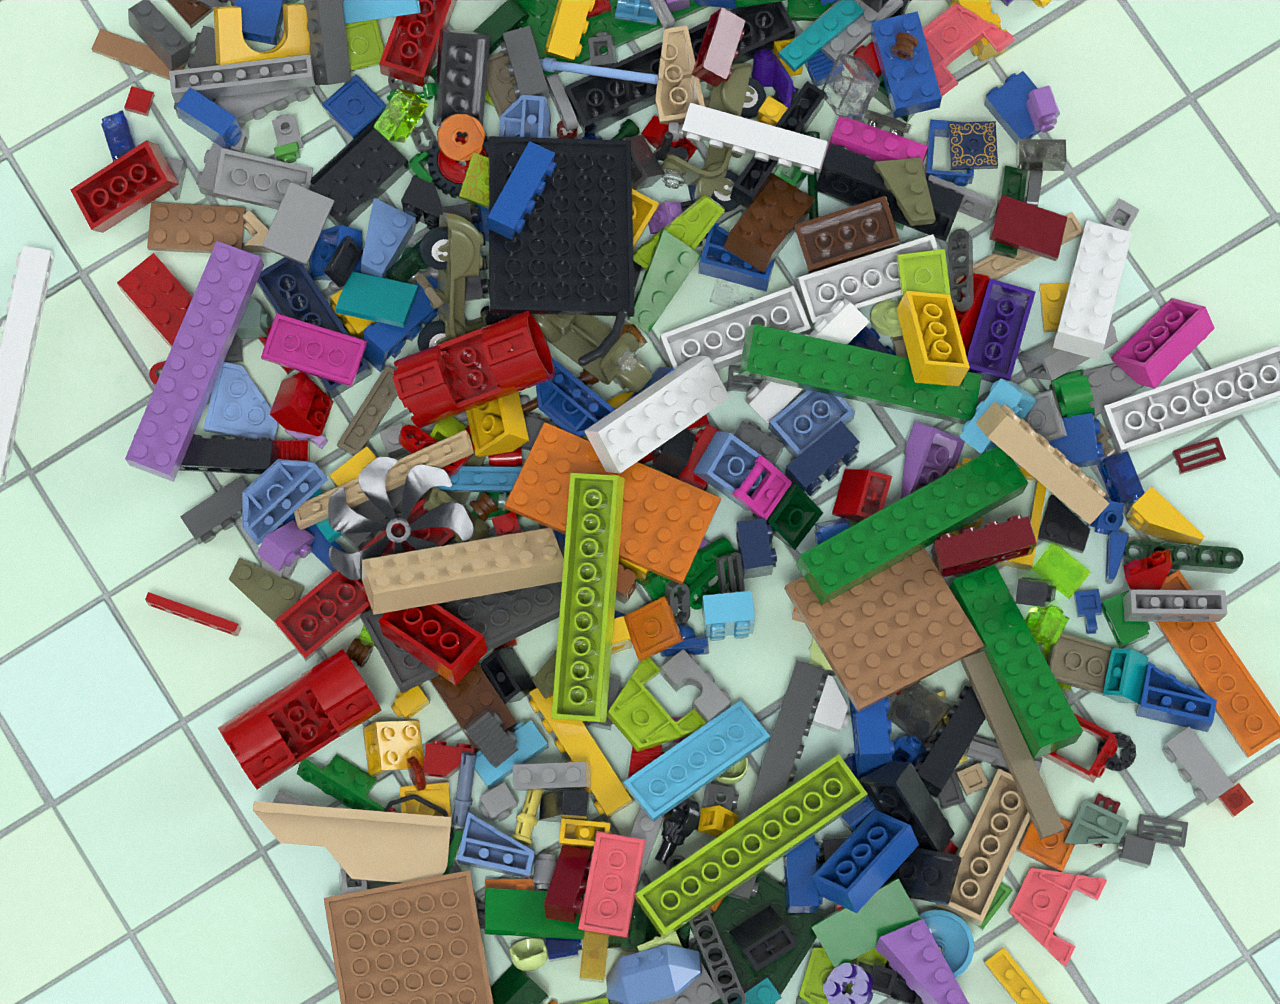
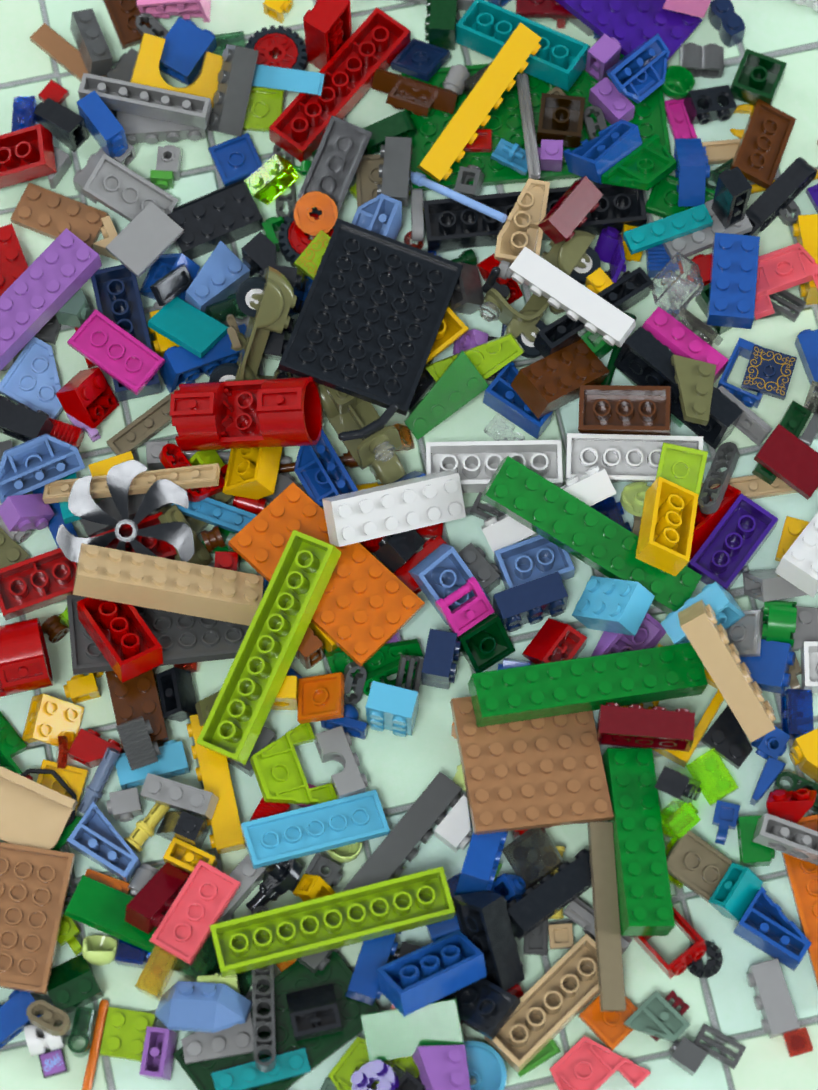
camera: 20 degrees right, 5 degrees down
(161, 128) = (62, 123): none -> black slope
(491, 950) = (67, 934): none -> lime plate
(520, 190) = (345, 272): blue brick -> none
(904, 46) = (735, 261): reddish brown wheel -> none
(906, 435) = (613, 605): none -> medium azure brick
(966, 60) = (793, 299): none -> dark grey tile

